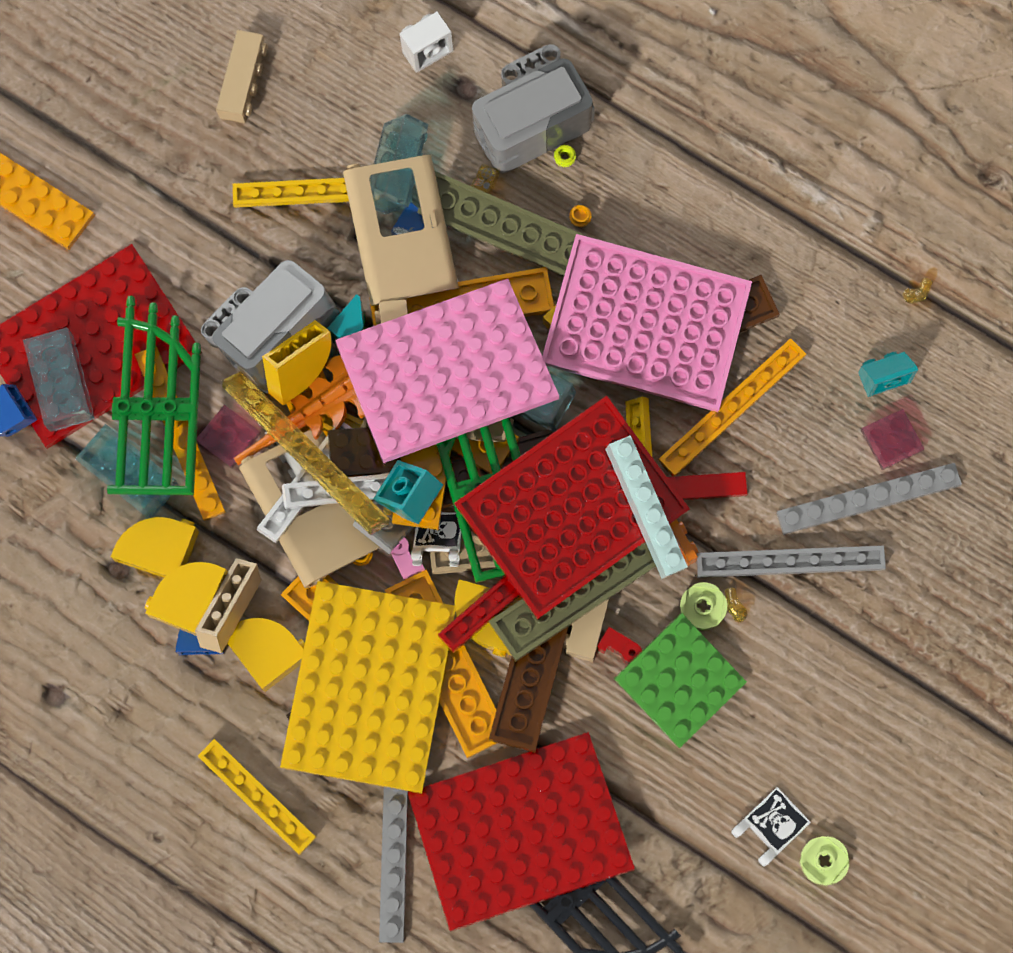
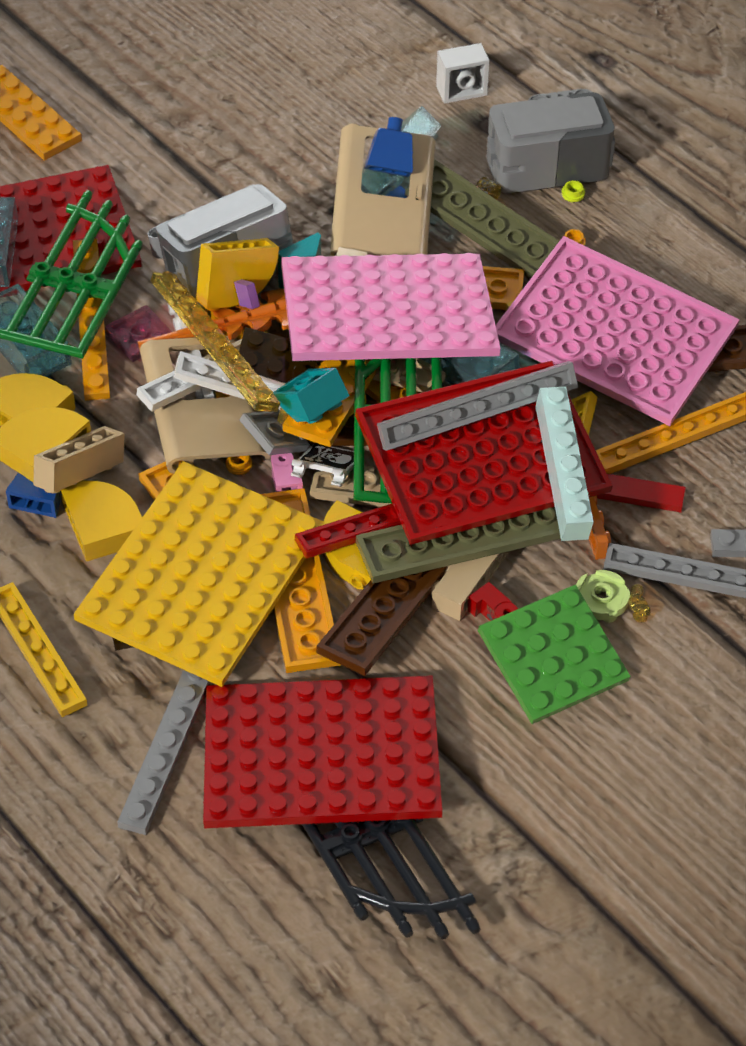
camera: 10 degrees right, 25 degrees down
(241, 76) = (269, 66): tan brick -> none
(289, 192) = (280, 160): yellow plate -> none
(315, 383) = (247, 294): none -> medium lavender tile
(396, 187) = (391, 150): none -> blue torso
(558, 470) = (474, 406): none -> light grey plate
(774, 822) = (623, 822): flag -> none
(838, 858) = (673, 889): yellowish green plate -> none

